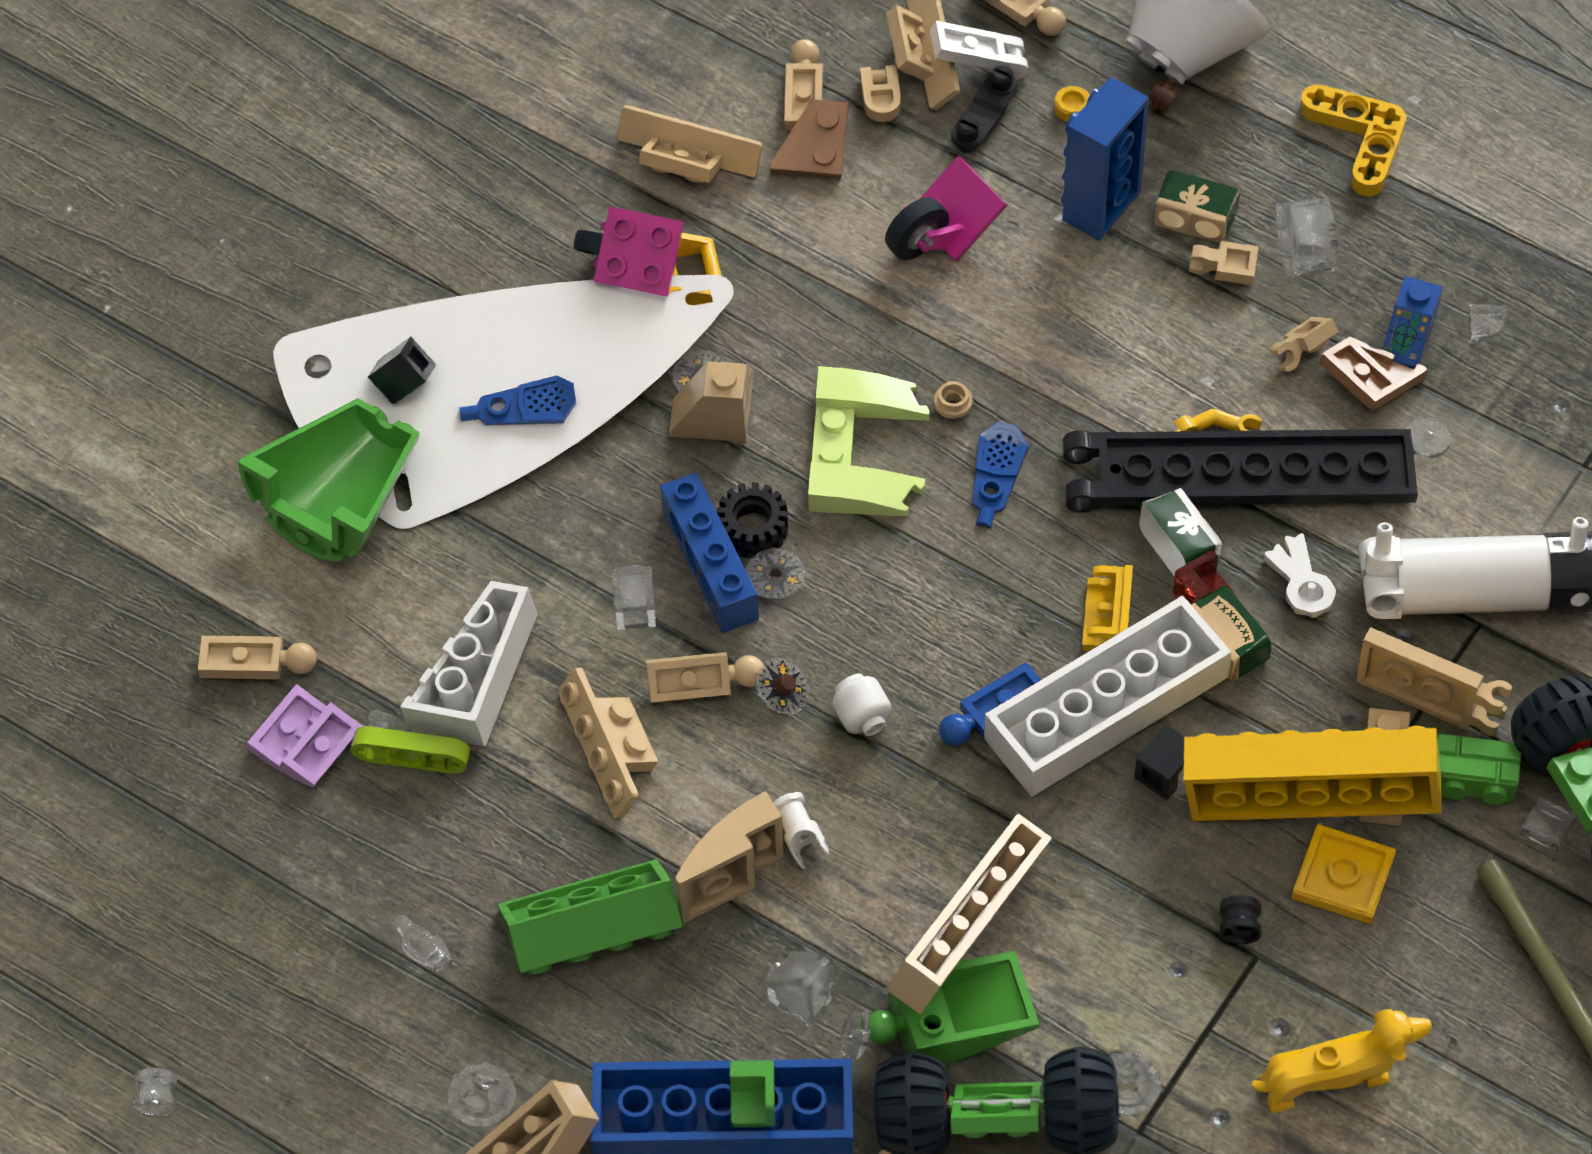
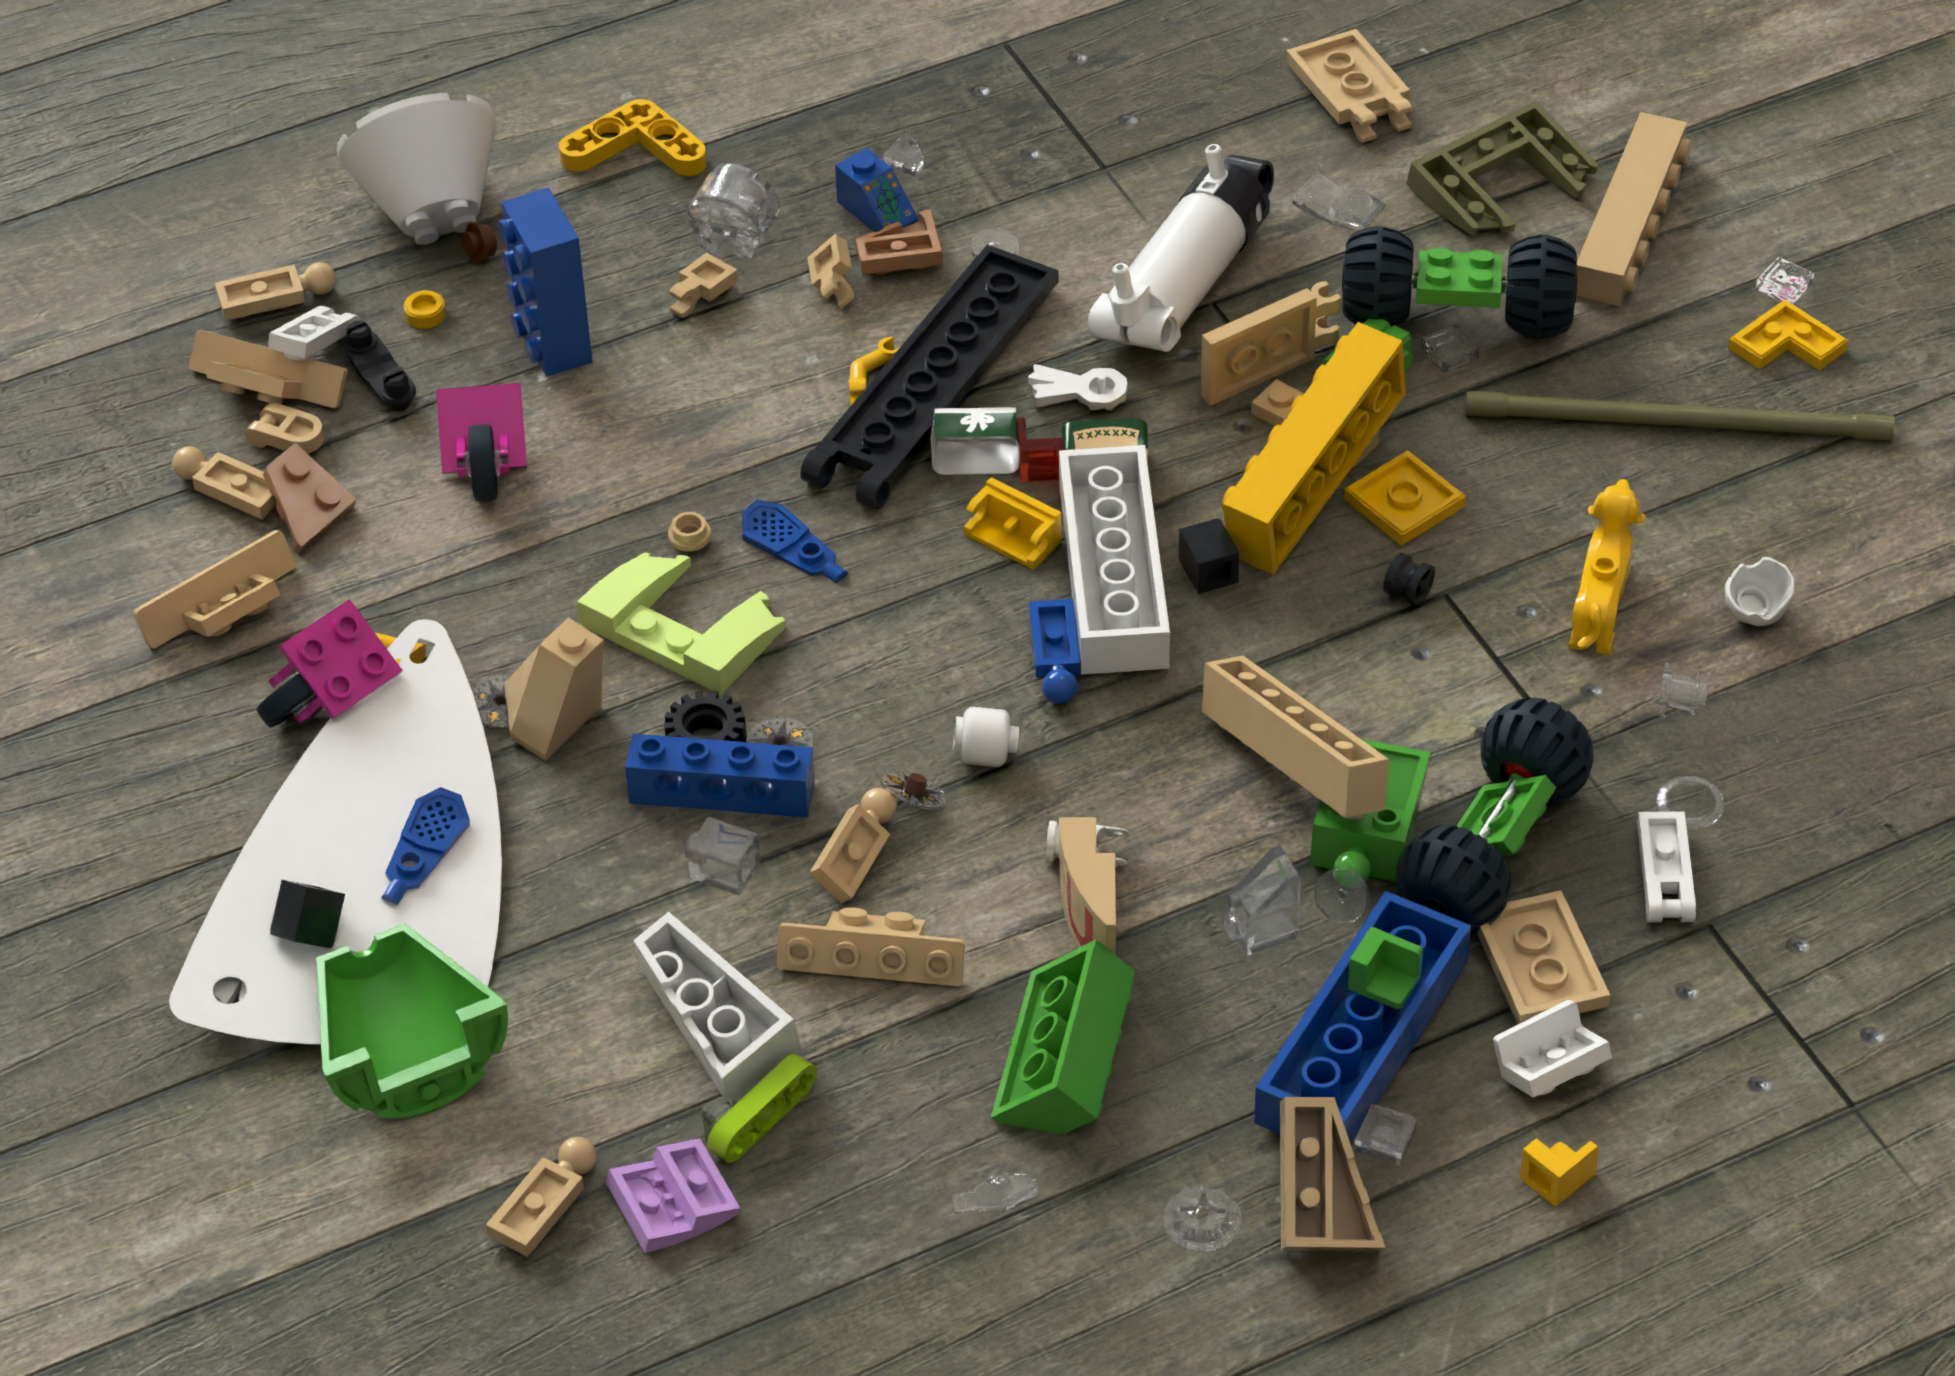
camera: 60 degrees left, 10 degrees down
(1196, 206) = (626, 272): piece -> none

